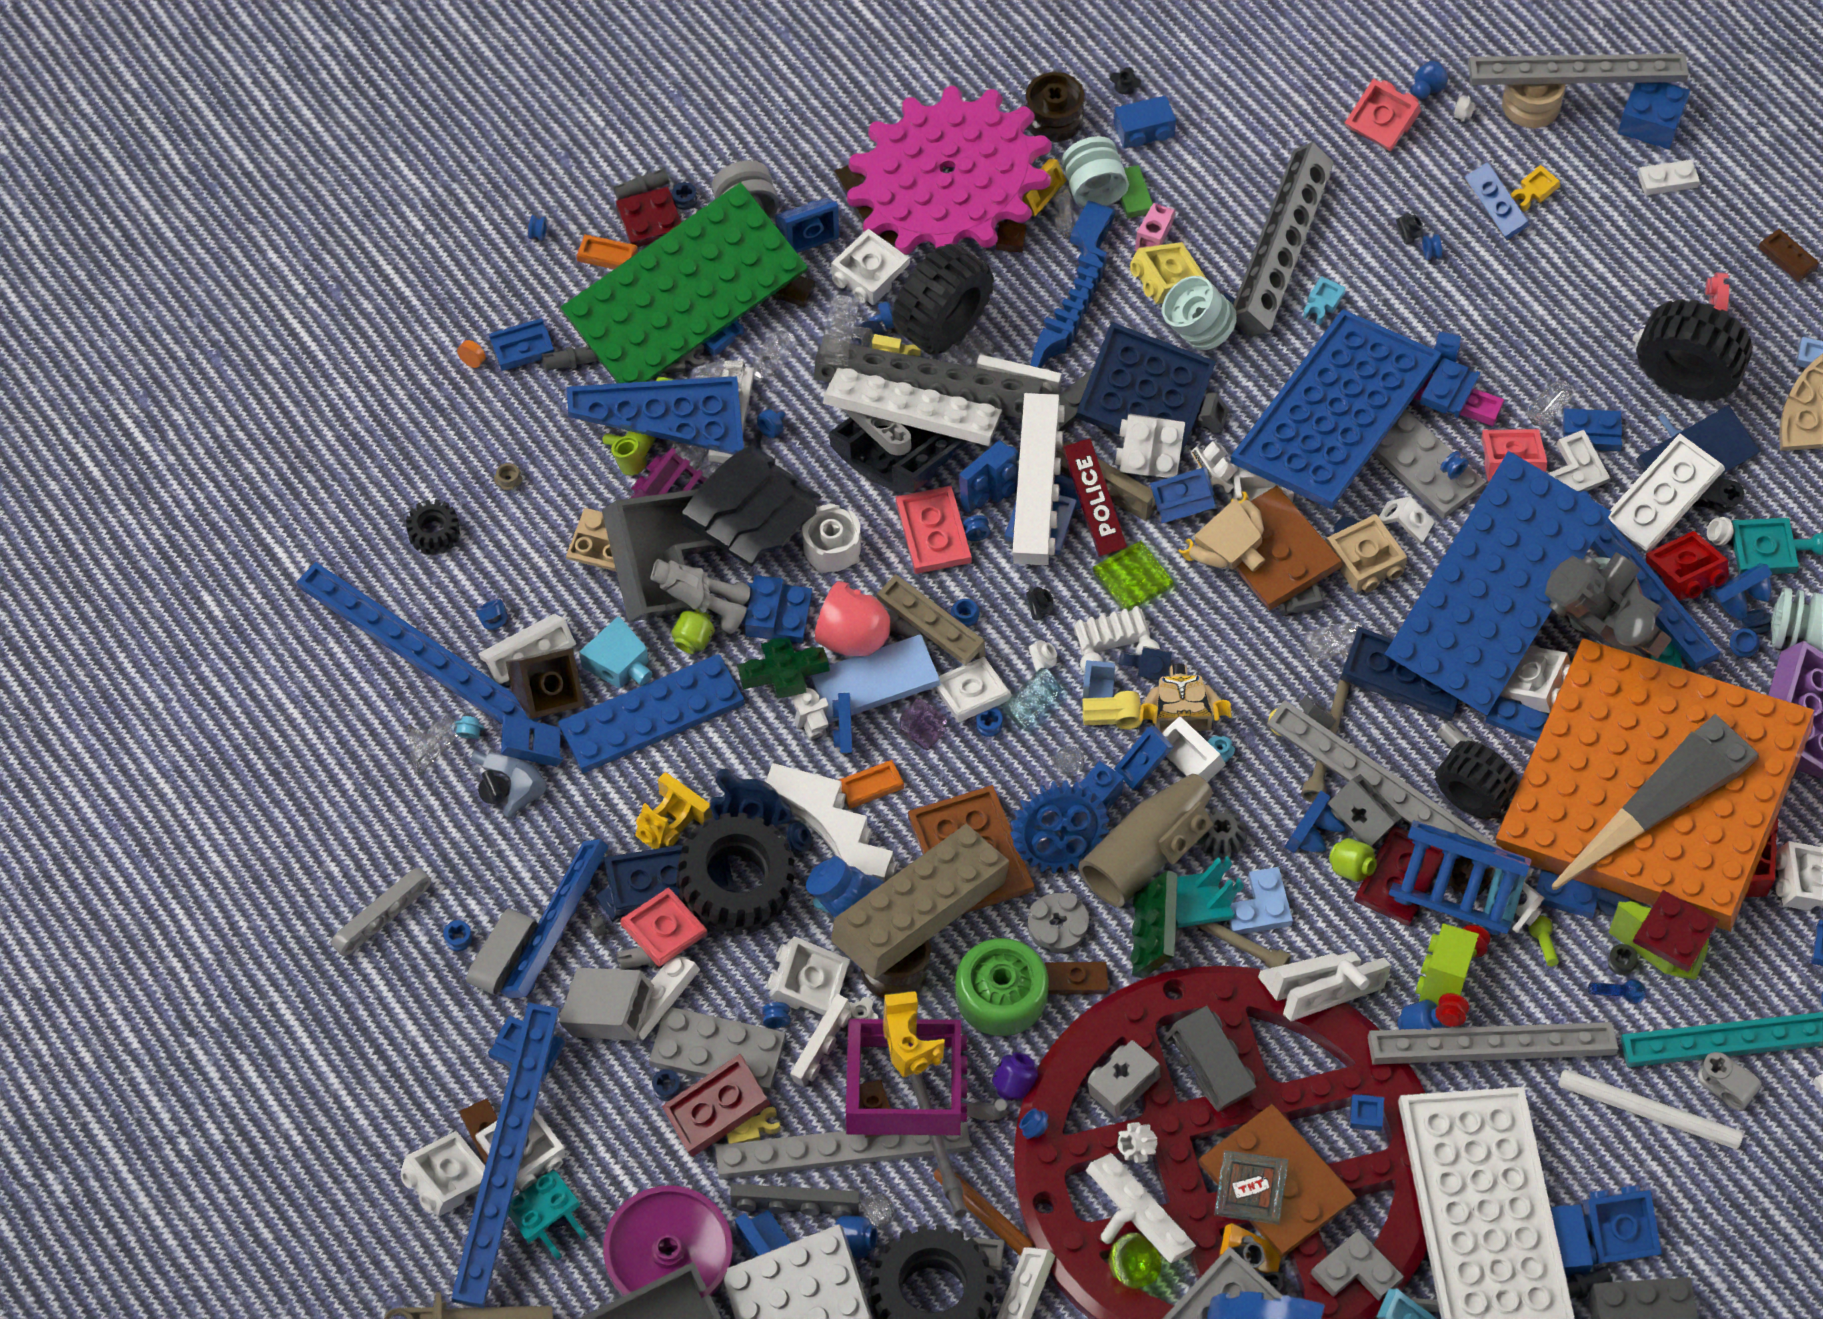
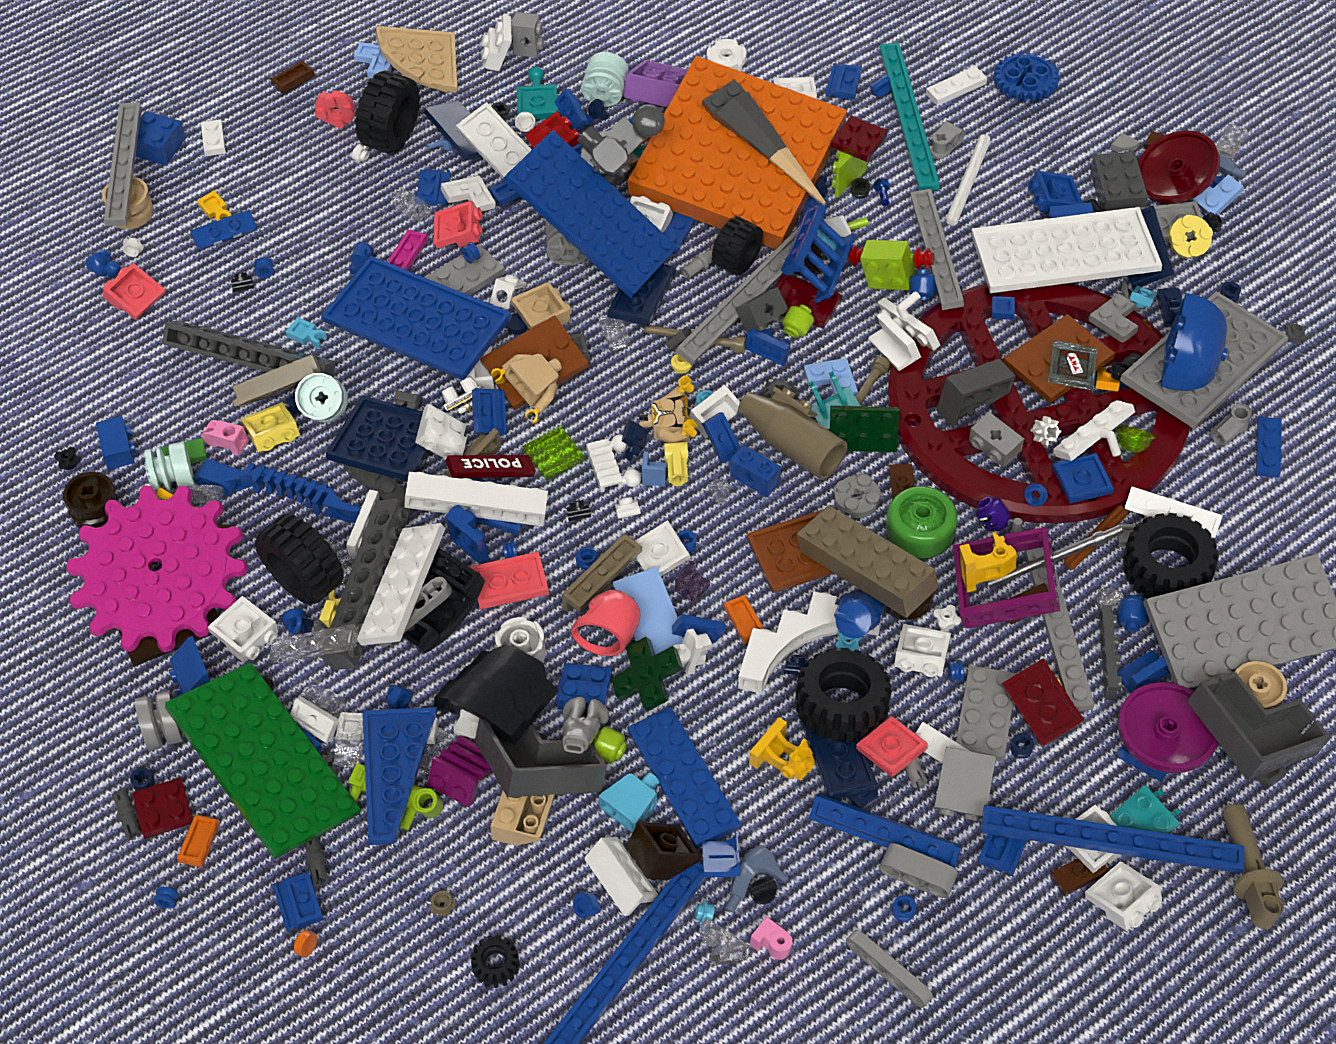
camera: 90 degrees left, 5 degrees down
(431, 795) = (772, 938): none -> bright pink leg
(597, 927) = (887, 802): dark grey piece -> none
(749, 797) = (777, 692): dark blue tile -> none
(750, 339) = (314, 719): none -> white plate
(821, 1041) = (978, 636): white plate -> none
(1032, 698) = (661, 507): clear light blue plate -> none
(1059, 826) = (791, 480): blue gear -> none
(1064, 1189) = (1083, 478): none -> blue tile
(1227, 267) = (274, 381): none -> dark tan fence
(1449, 387) = (400, 254): blue plate -> none
(1744, 643) = (613, 115): blue plate -> none

